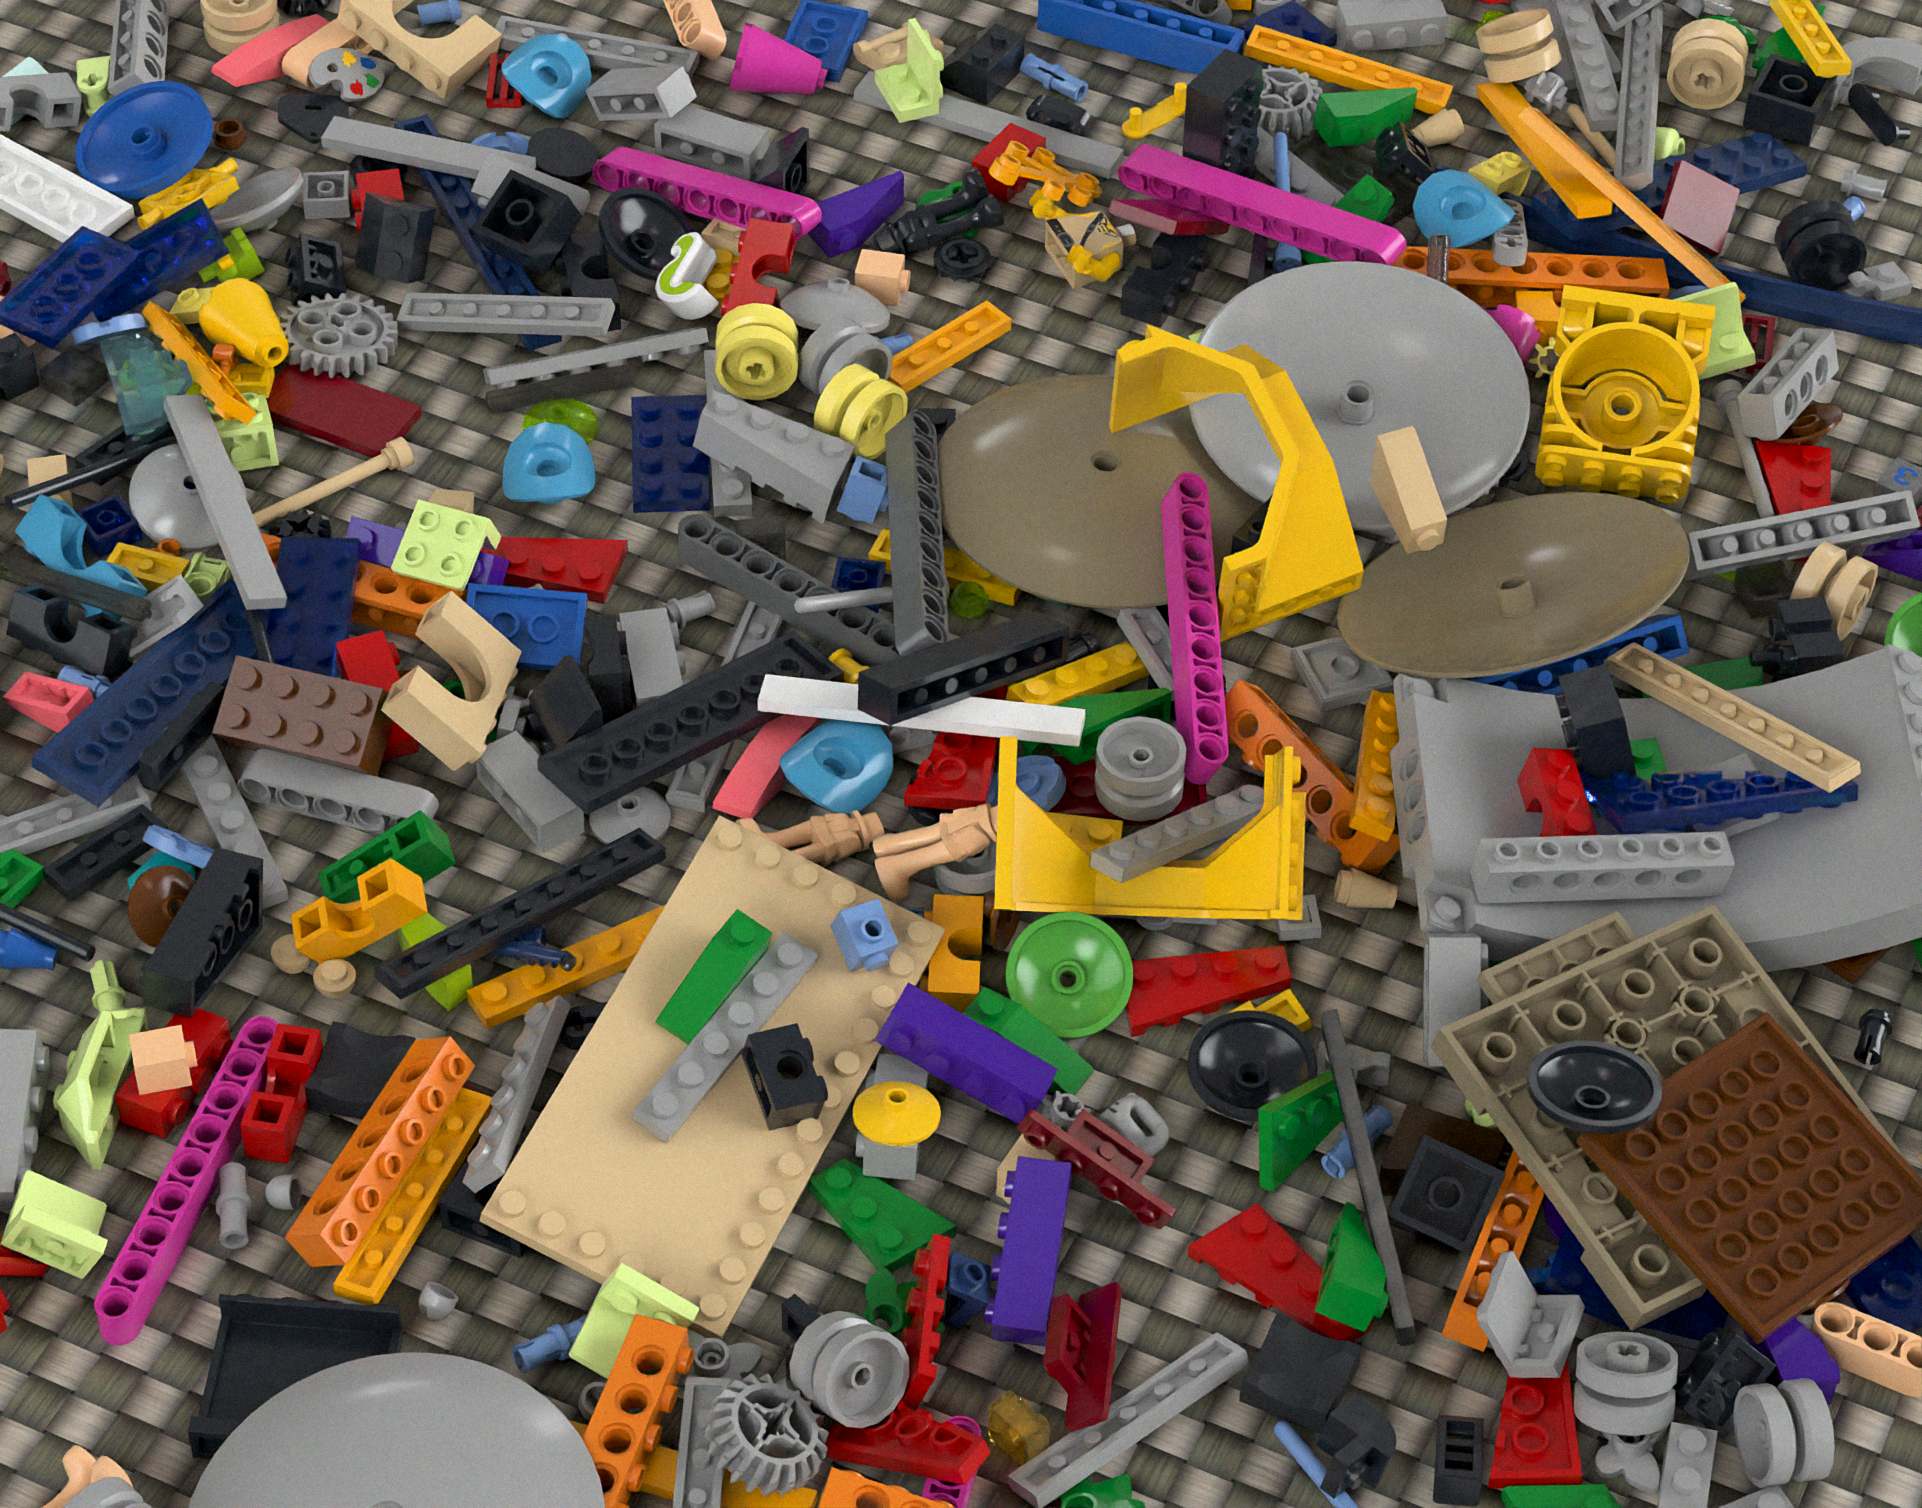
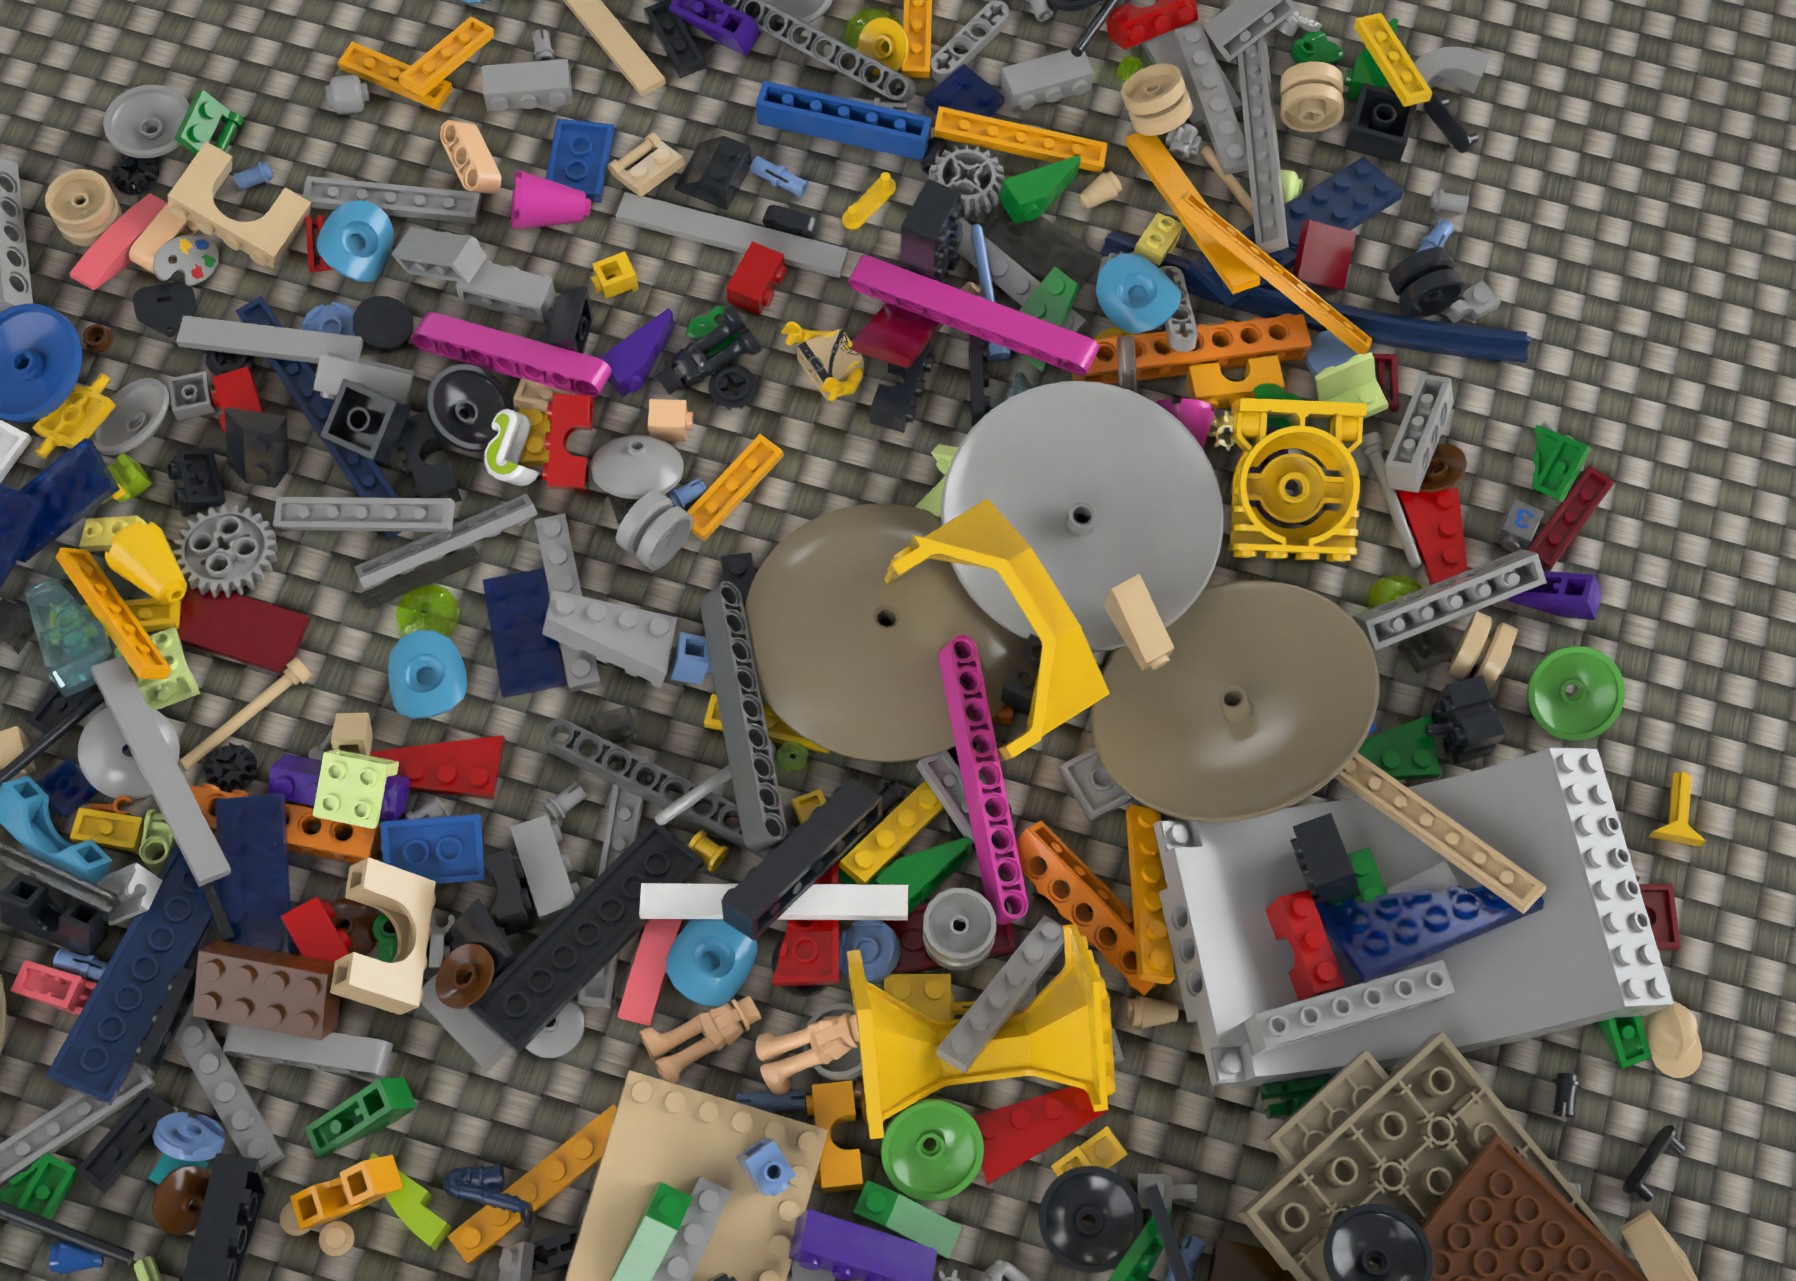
camera: 10 degrees left, 20 degrees up
(92, 332) = (31, 580): medium blue tile -> none
(224, 356) = (138, 598): orange hand -> none
(519, 913) = (477, 1161): black tile -> none
(539, 731) = (464, 976): none -> reddish brown dish
(756, 351) = (580, 533): light yellow wheel -> none
(841, 141) = (614, 276): none -> yellow brick
(859, 574) = (699, 754): clear blue piece -> none
(860, 409) = (675, 579): light yellow wheel -> none
(915, 86) = (663, 205): yellowish green bracket -> none
(1007, 168) = (818, 295): light orange plant -> none
(1403, 148) = (1077, 225): black bracket -> none
(1450, 983) = (1242, 1134): light grey brick -> none

